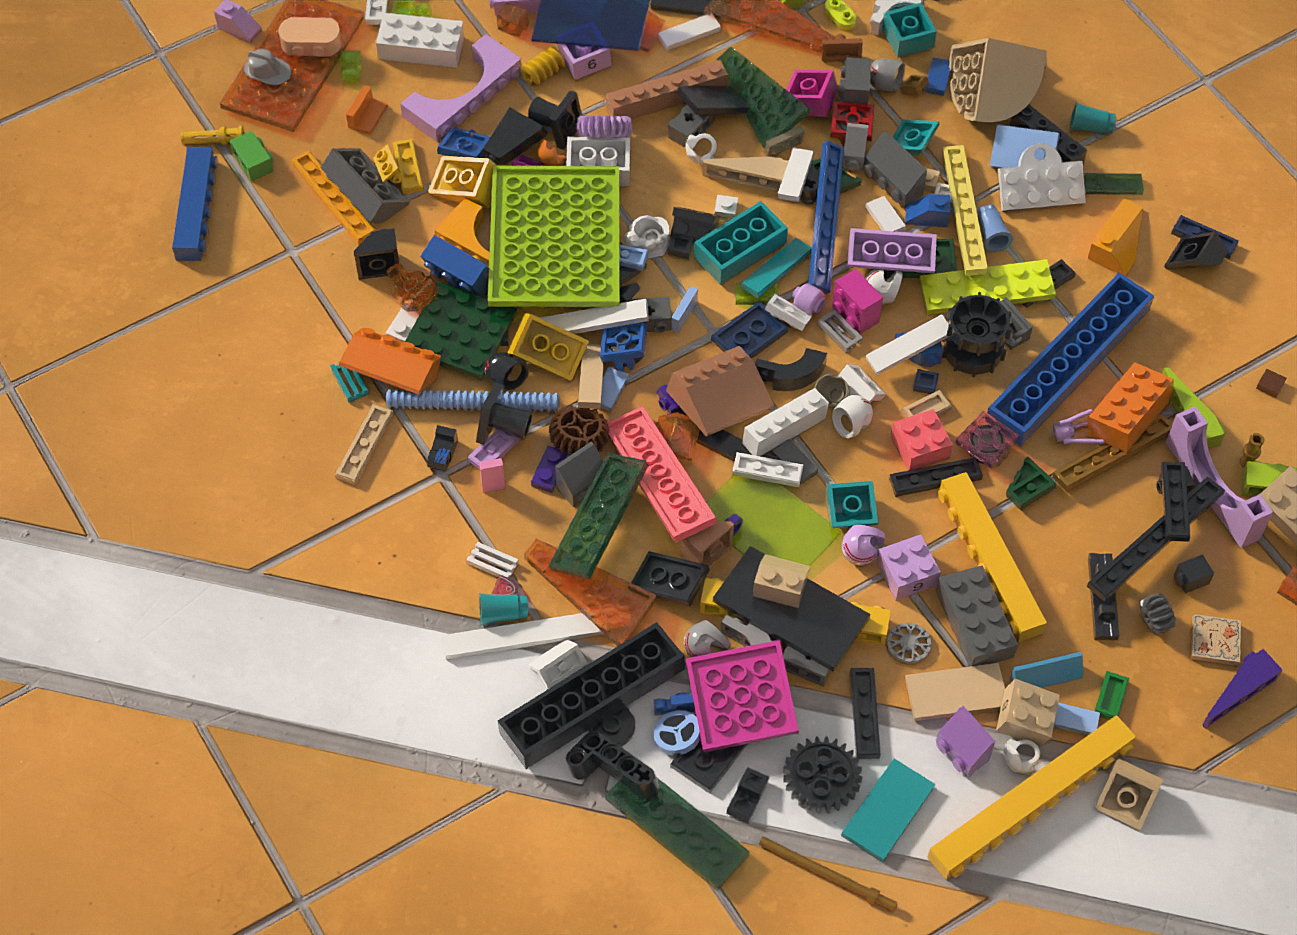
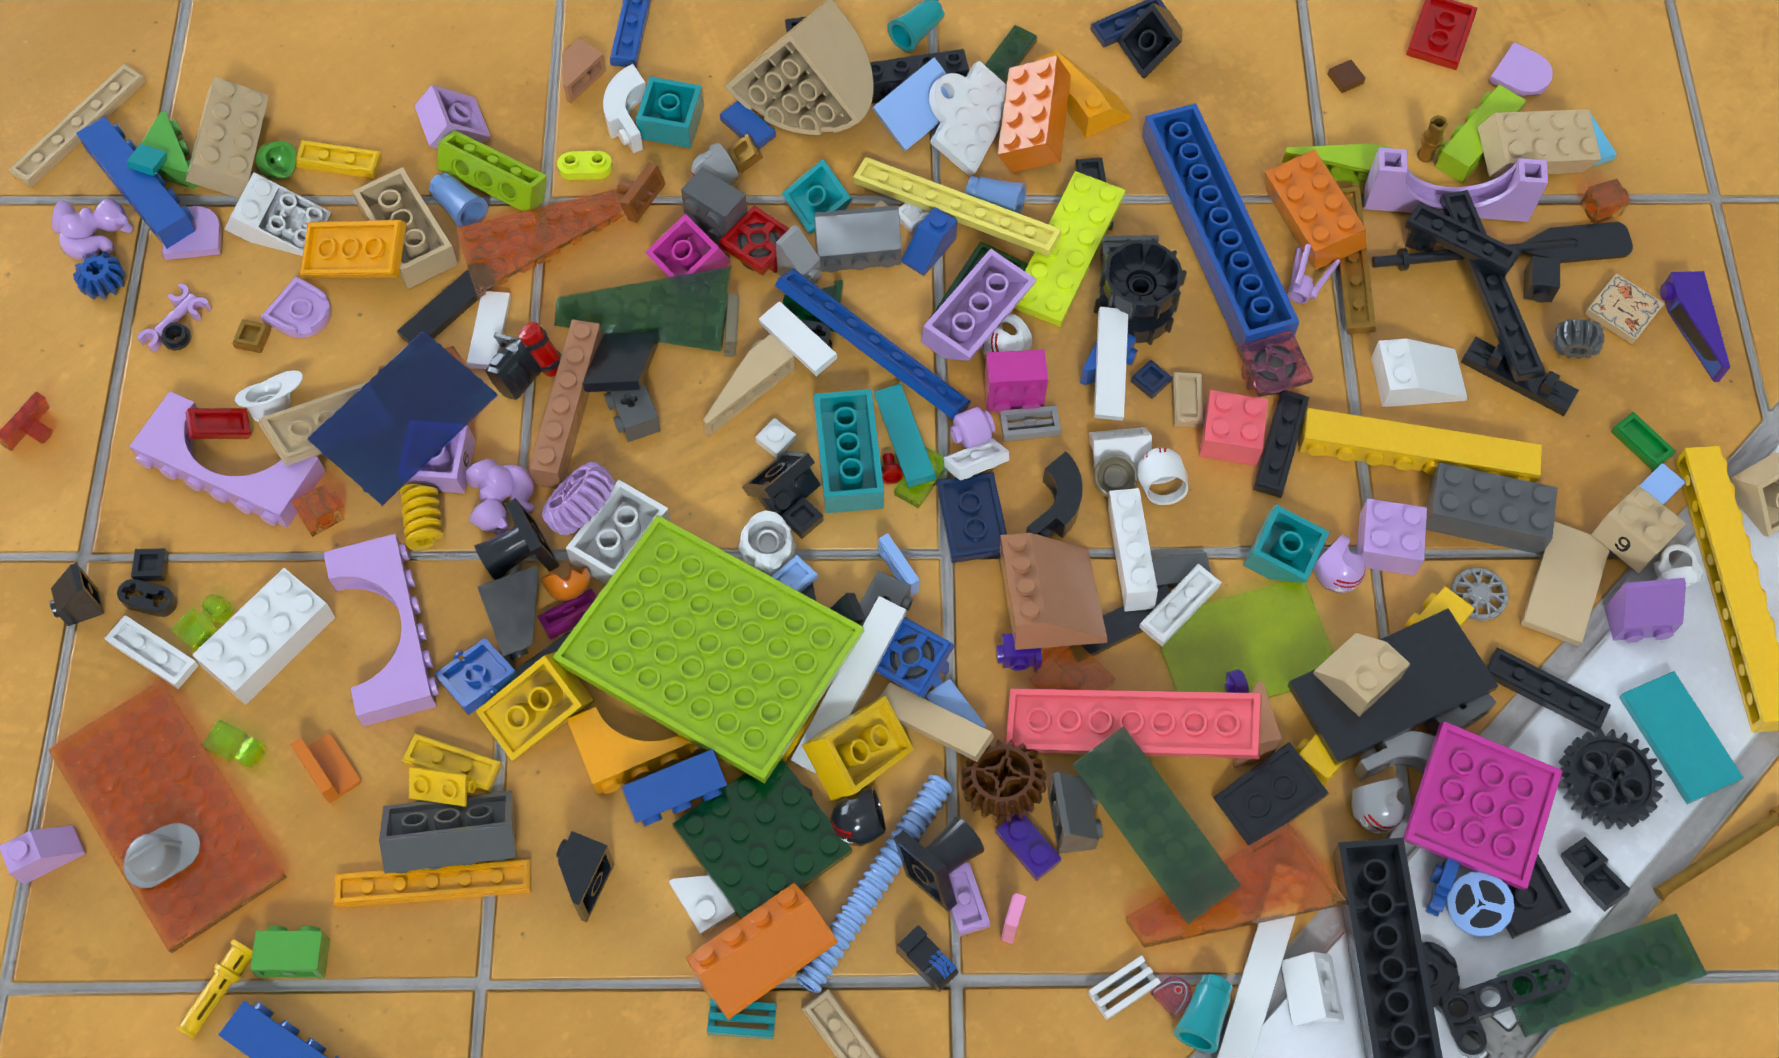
camera: 60 degrees left, 5 degrees up
(310, 36) = (156, 769): light nougat brick -> none
(412, 289) = (652, 860): clear orange piece -> none
(587, 88) = (496, 485): none -> lavender animal
(674, 53) = (522, 360): none -> black piece
(690, 144) = (667, 419): white piece -> none
(745, 272) = (890, 470): none -> red piece
(885, 215) = (903, 288): white tile -> none
(1029, 484) = (1346, 360): dark green wing -> none
(1051, 671) = (1588, 483): dark azure slope -> none
(1053, 530) = (1416, 373): none -> white slope
(1070, 213) = (1034, 114): none -> orange brick
(1233, 573) = (1563, 243): none -> black piece

